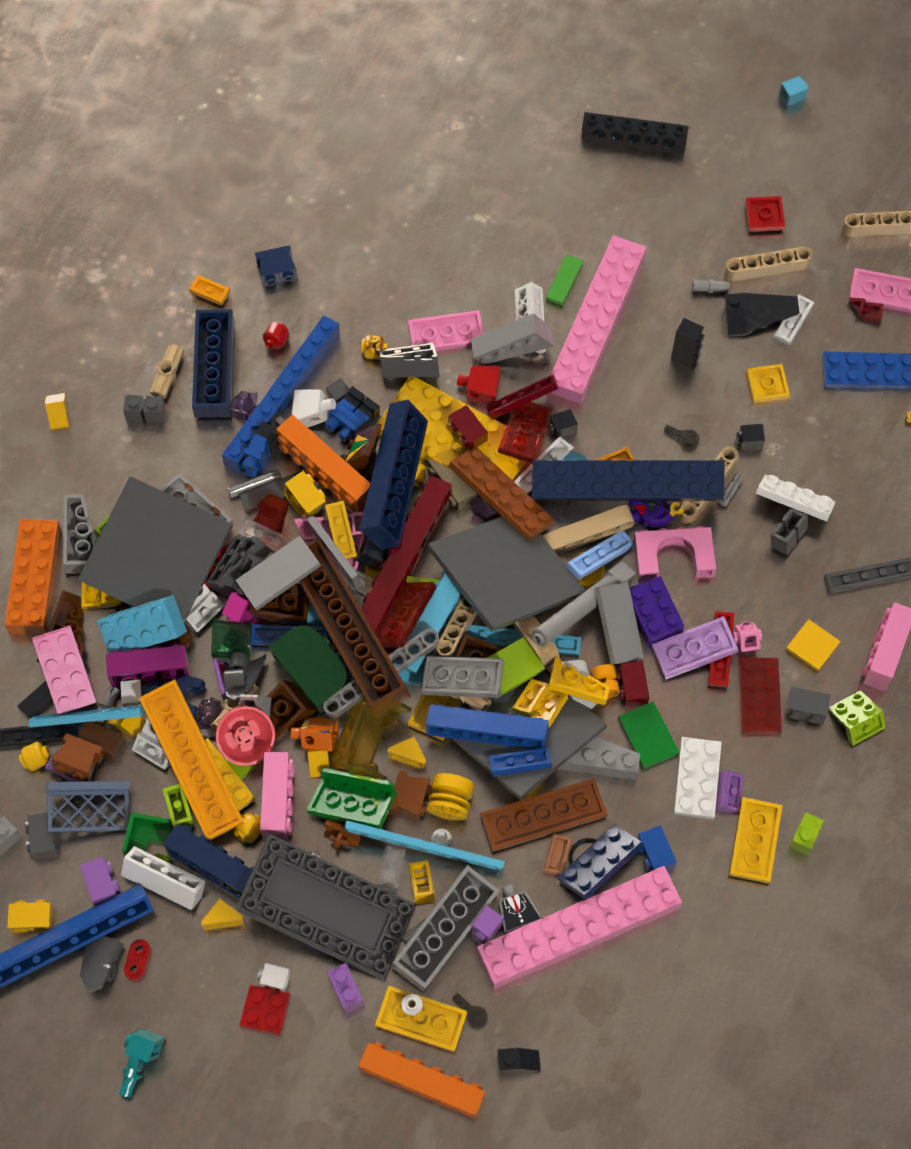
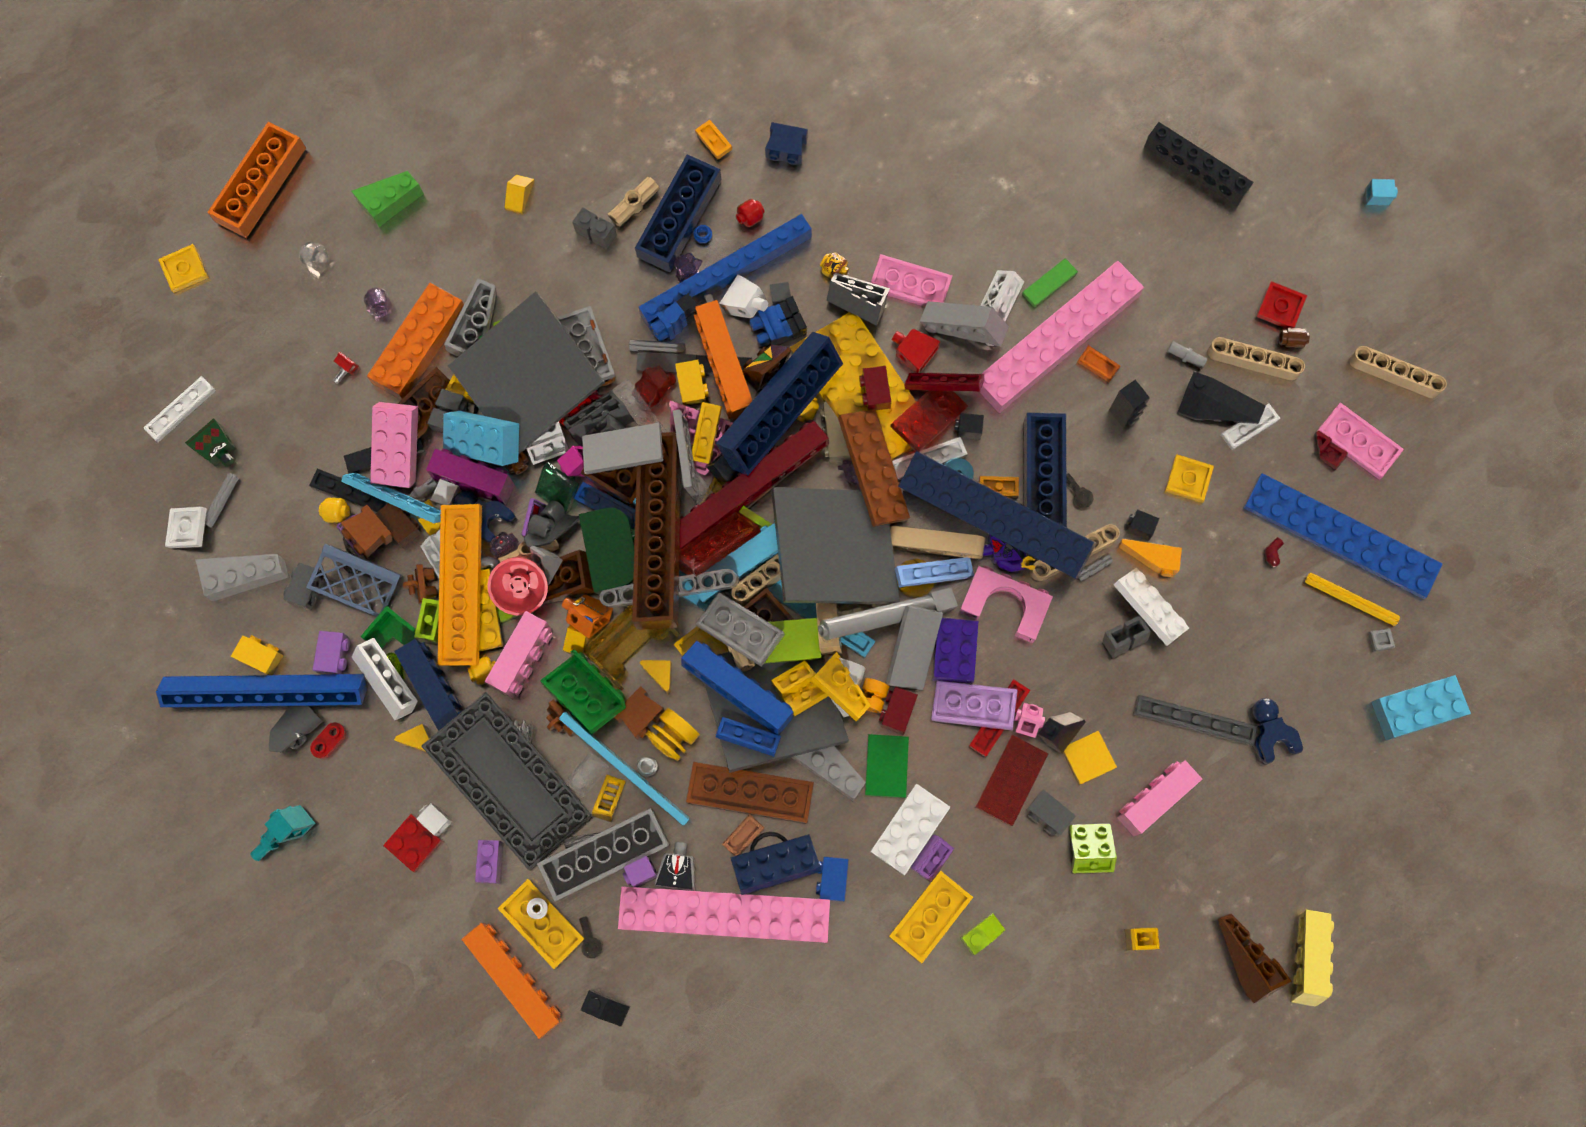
camera: 30 degrees right, 10 degrees up
(89, 616) = (447, 402): none -> dark grey piece
(148, 783) = (421, 575): none -> dark orange hips
(242, 367) = (702, 229): none -> blue plate
(641, 326) = (1098, 364): none -> orange tile
(643, 421) = (1046, 465): none -> dark blue brick
(775, 457) = (1157, 557): none -> light orange slope
(778, 634) = (1061, 730): none -> black slope
(789, 233) = (1294, 337): none -> reddish brown brick
(868, 411) = (1271, 552): none -> dark red arm

